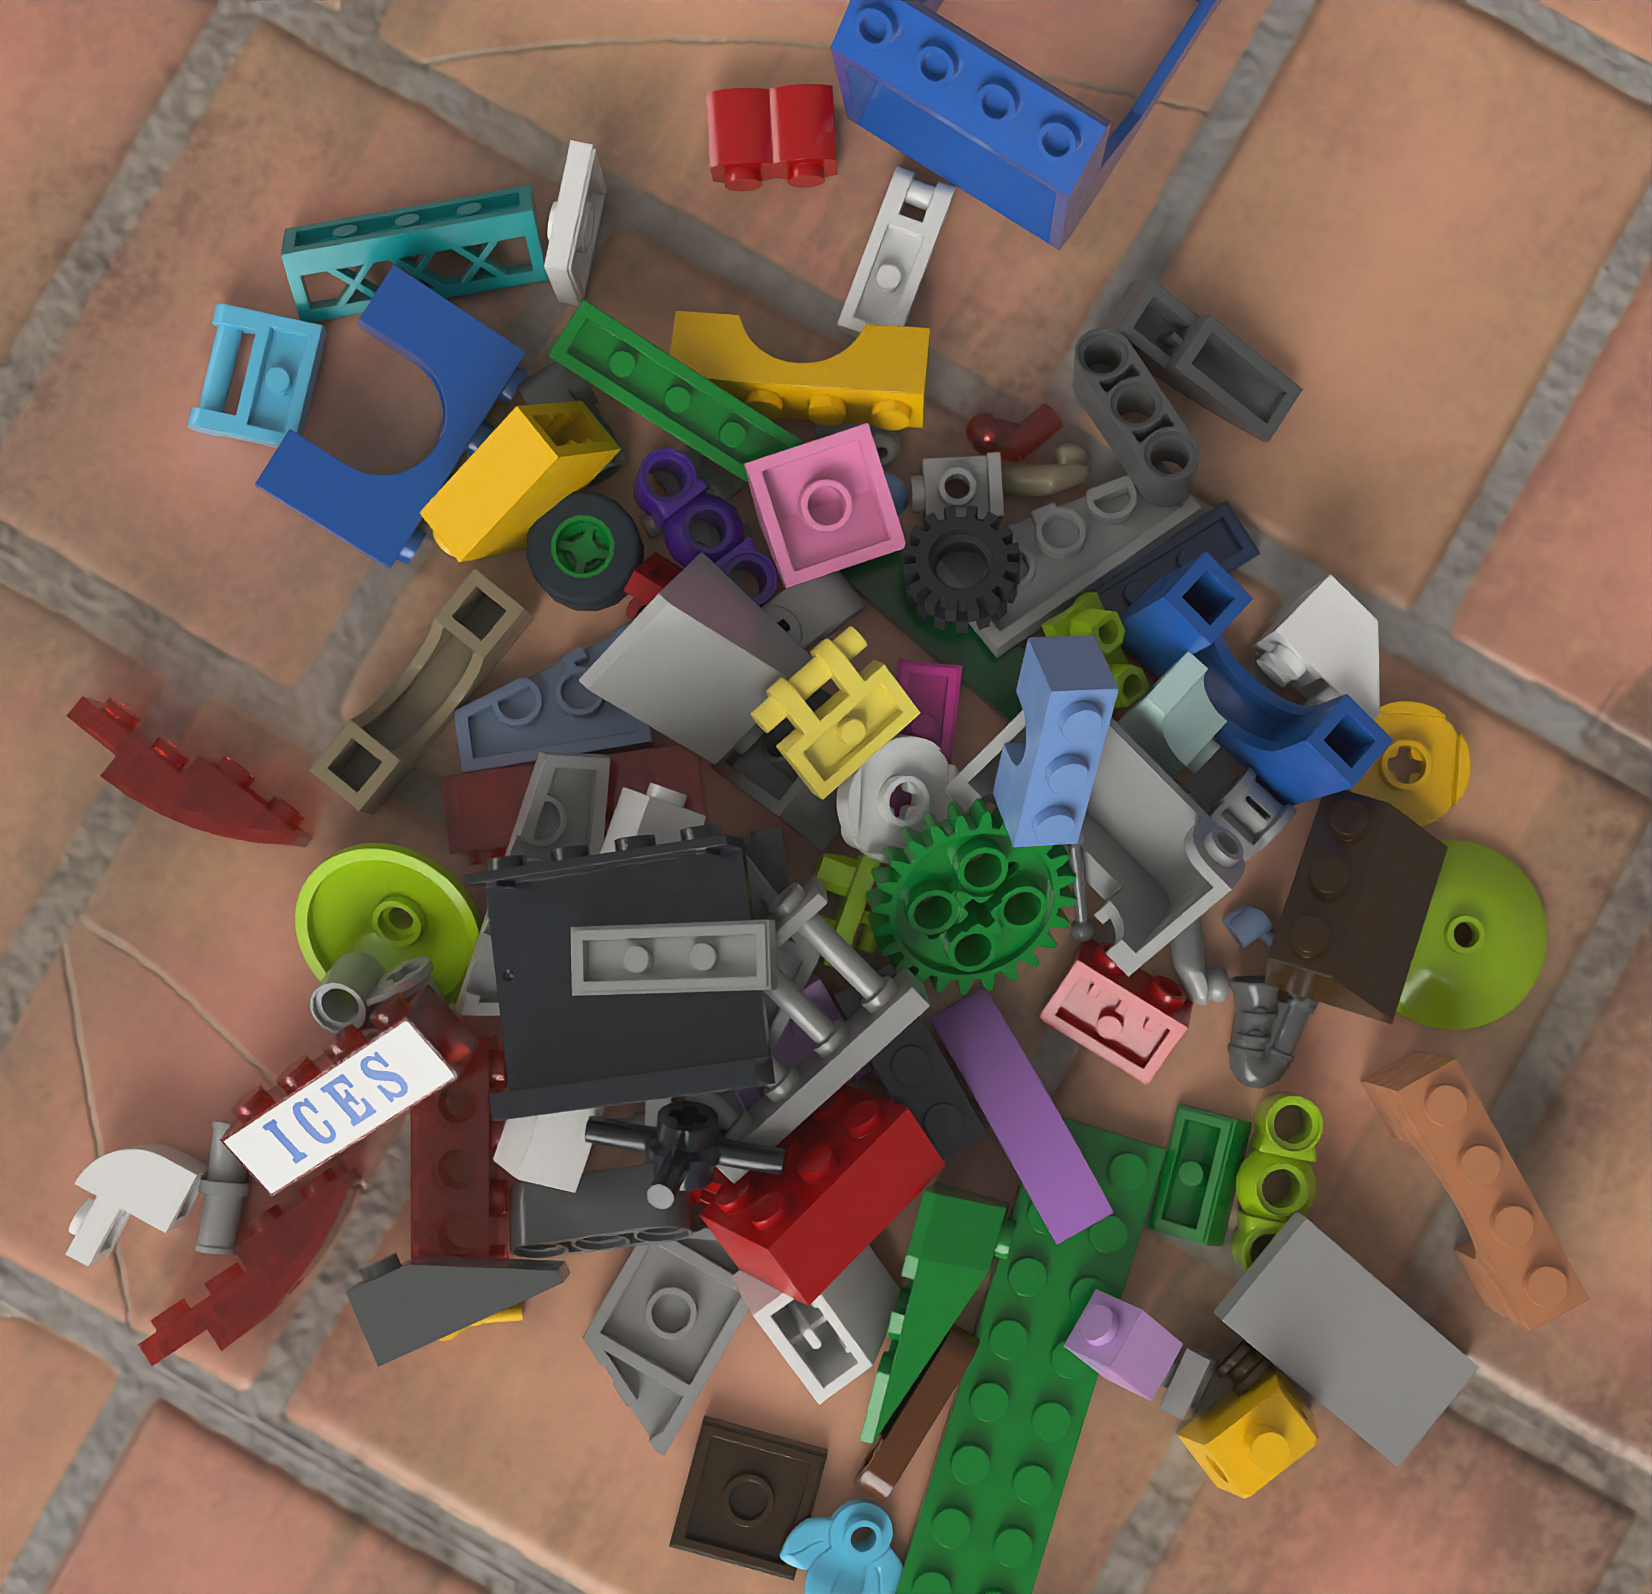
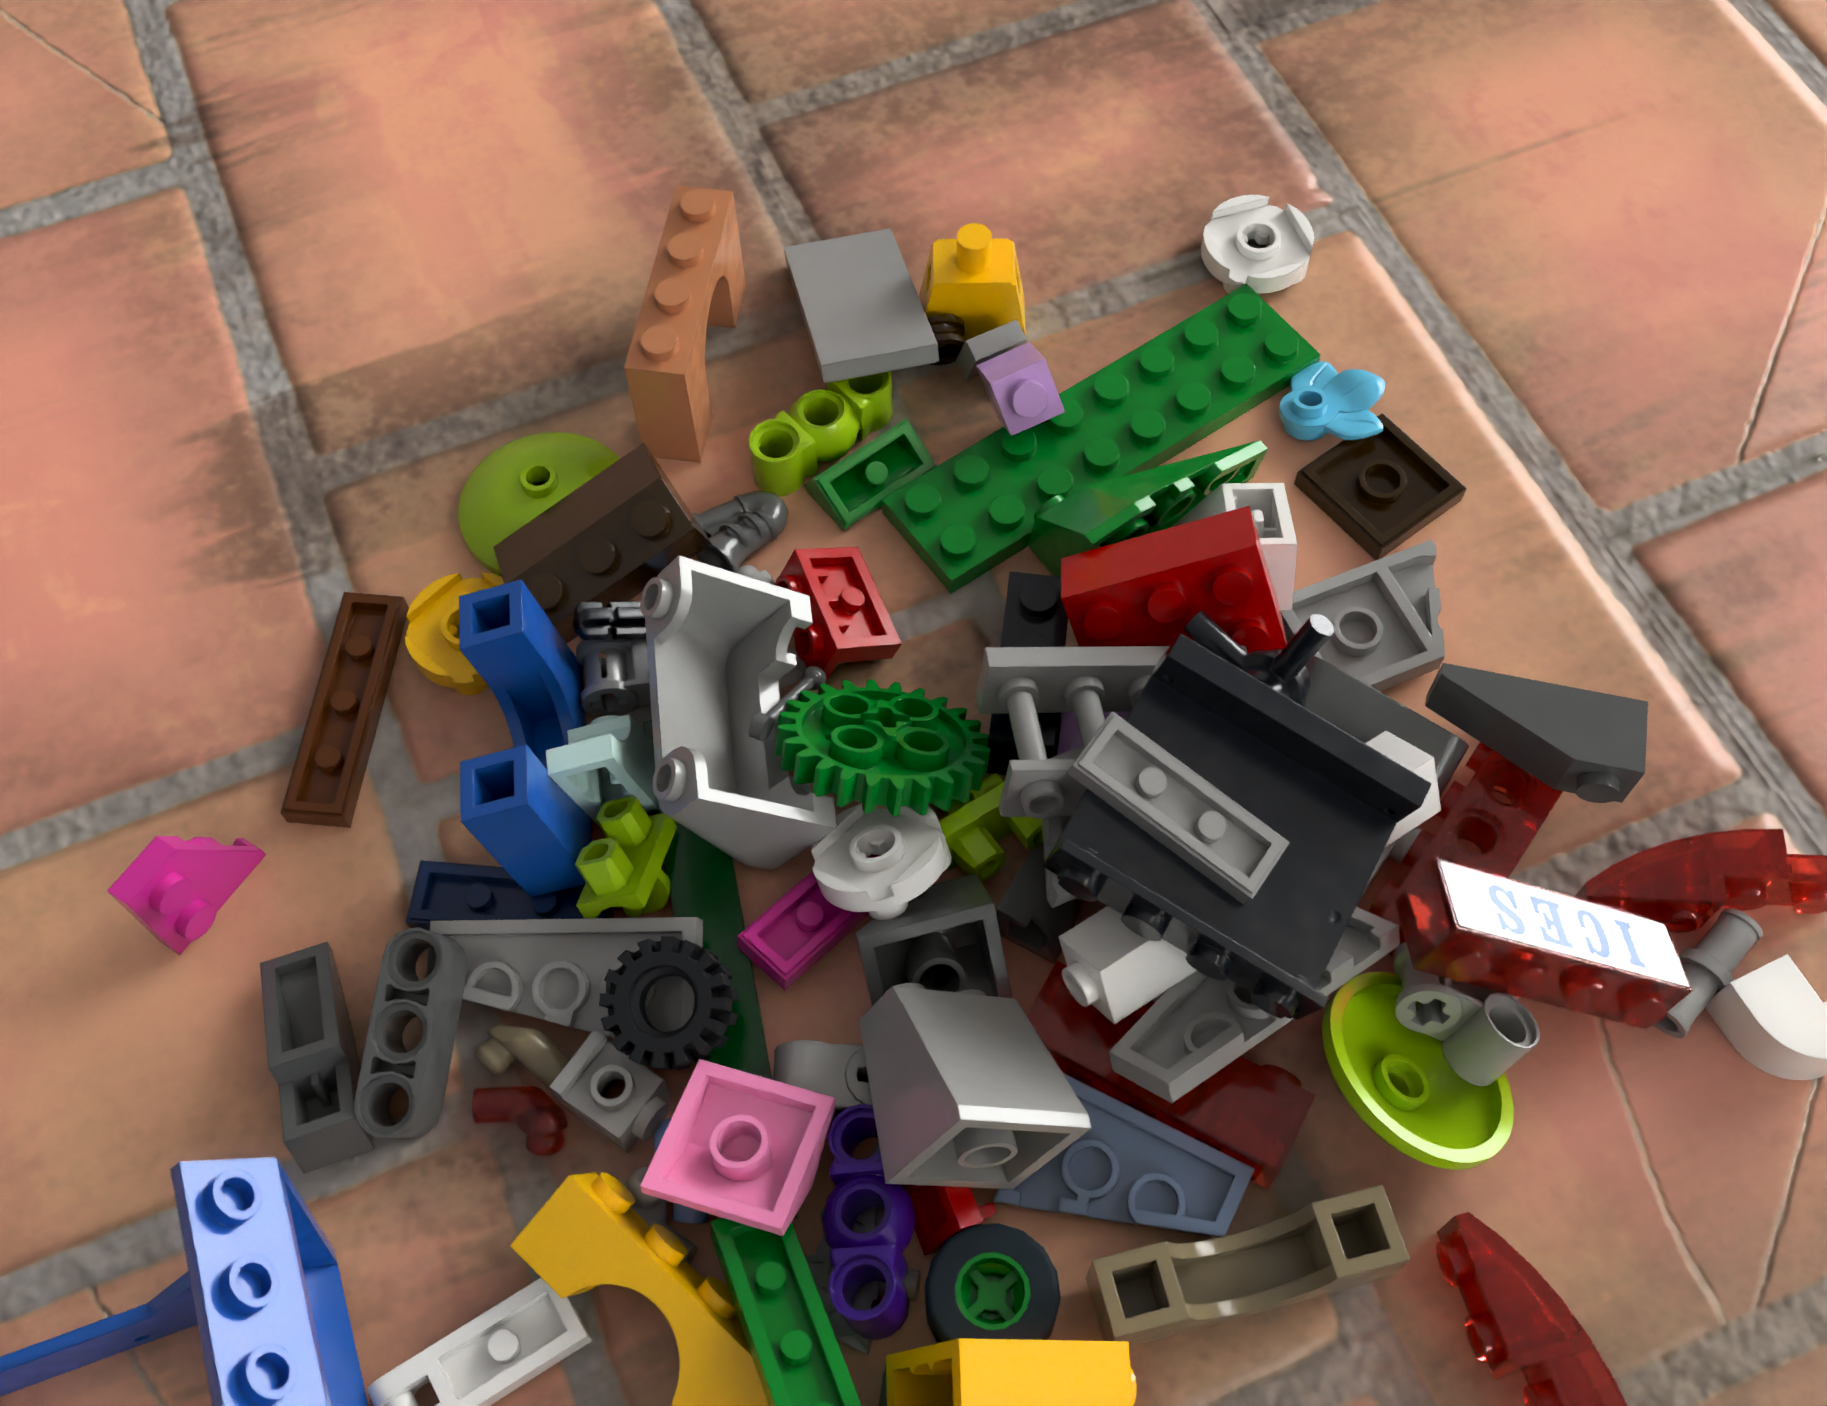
camera: 140 degrees left, 25 degrees down
(848, 726) = (877, 920): light yellow plate -> none
(916, 1413) = (1248, 428): reddish brown beam -> none
(1021, 1115) = (969, 584): medium lavender slope -> none
(1067, 714) = (689, 747): medium blue arch -> none
(1266, 858) = (620, 619): none -> black axle
(1325, 648) = (436, 721): white slope -> none
(1408, 387) = (183, 884): none -> dark pink wing
(1442, 632) = (345, 710): none -> reddish brown tile

